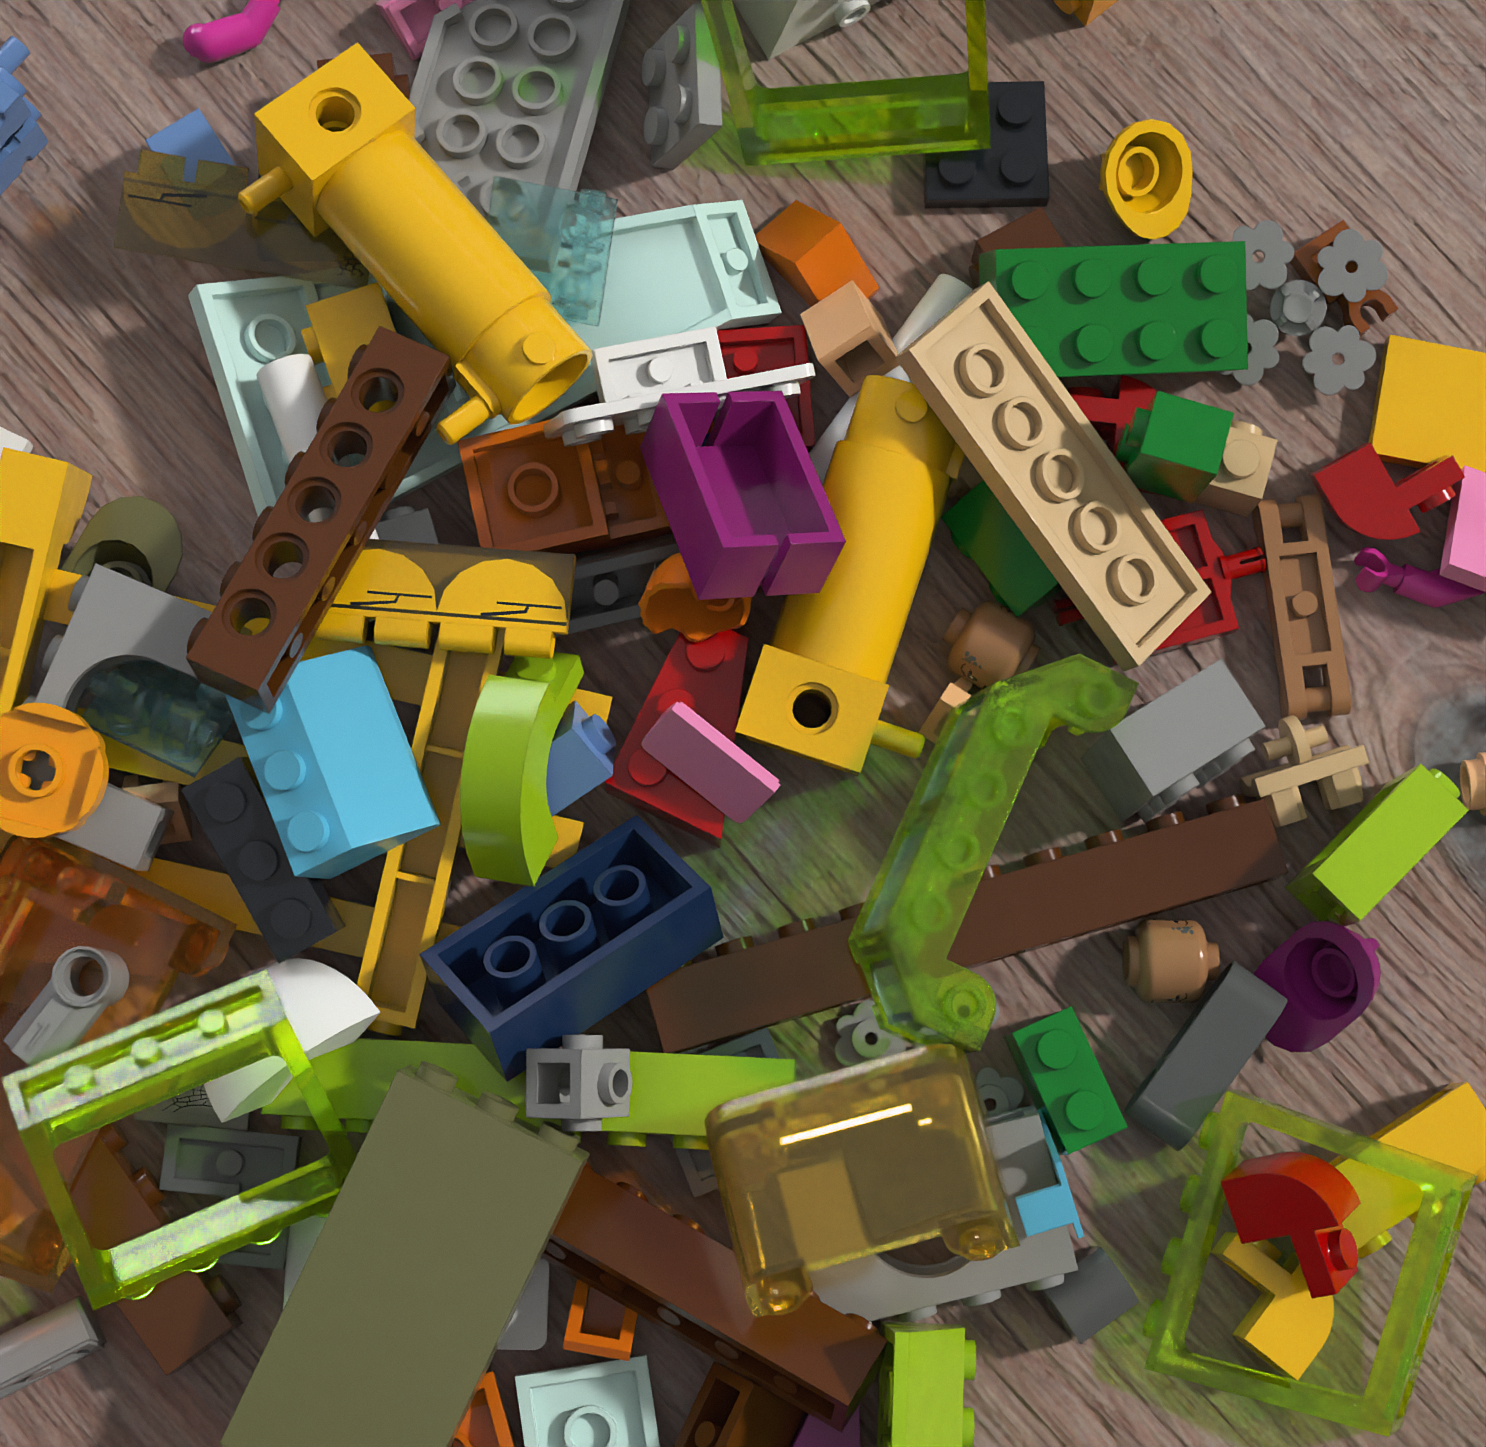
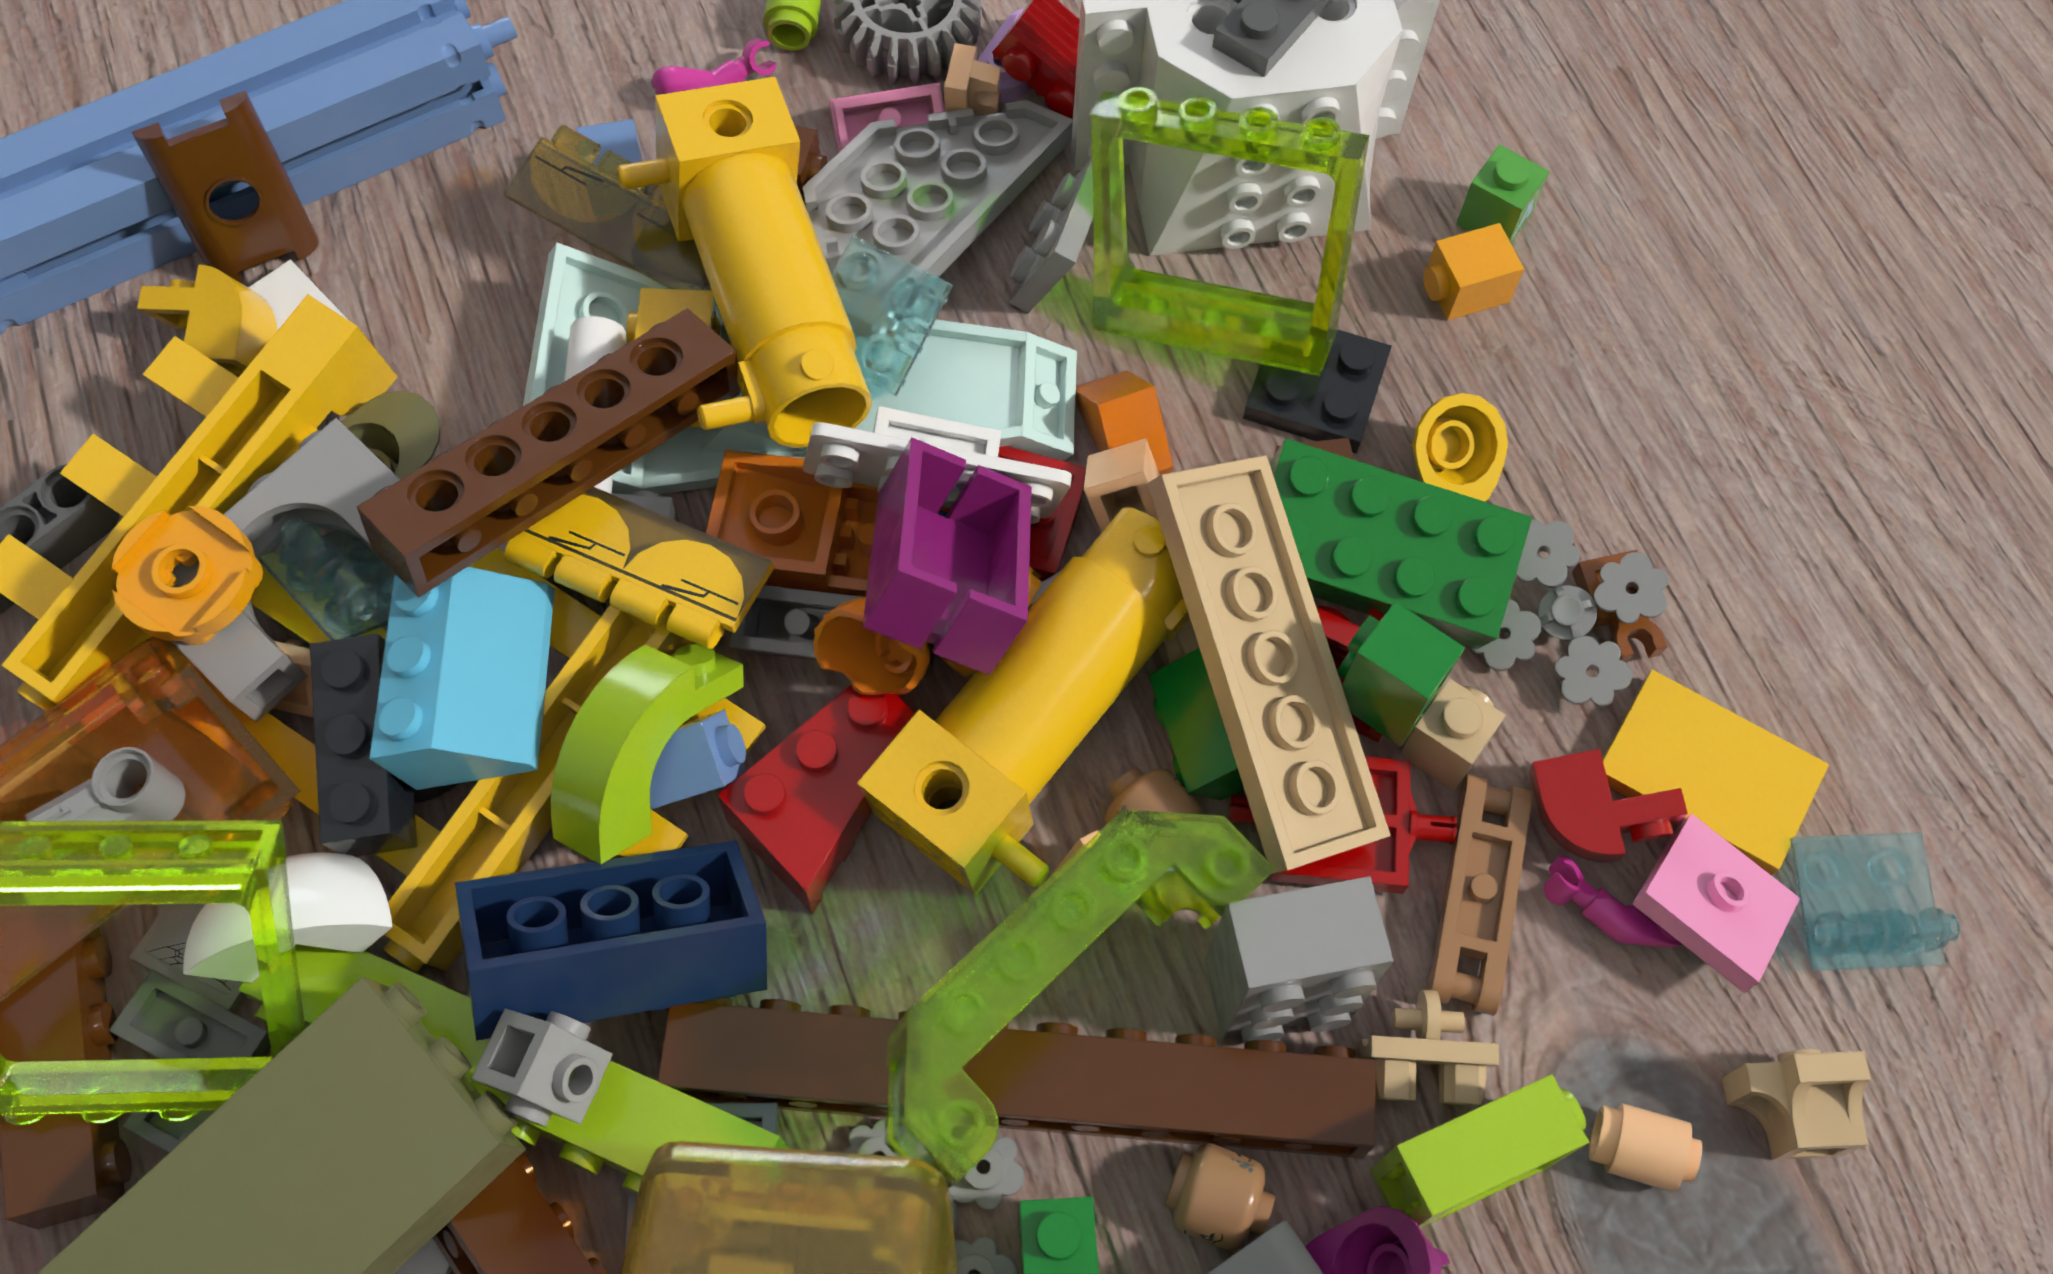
camera: 25 degrees right, 15 degrees down
(709, 762) = (822, 807): bright pink slope -> none

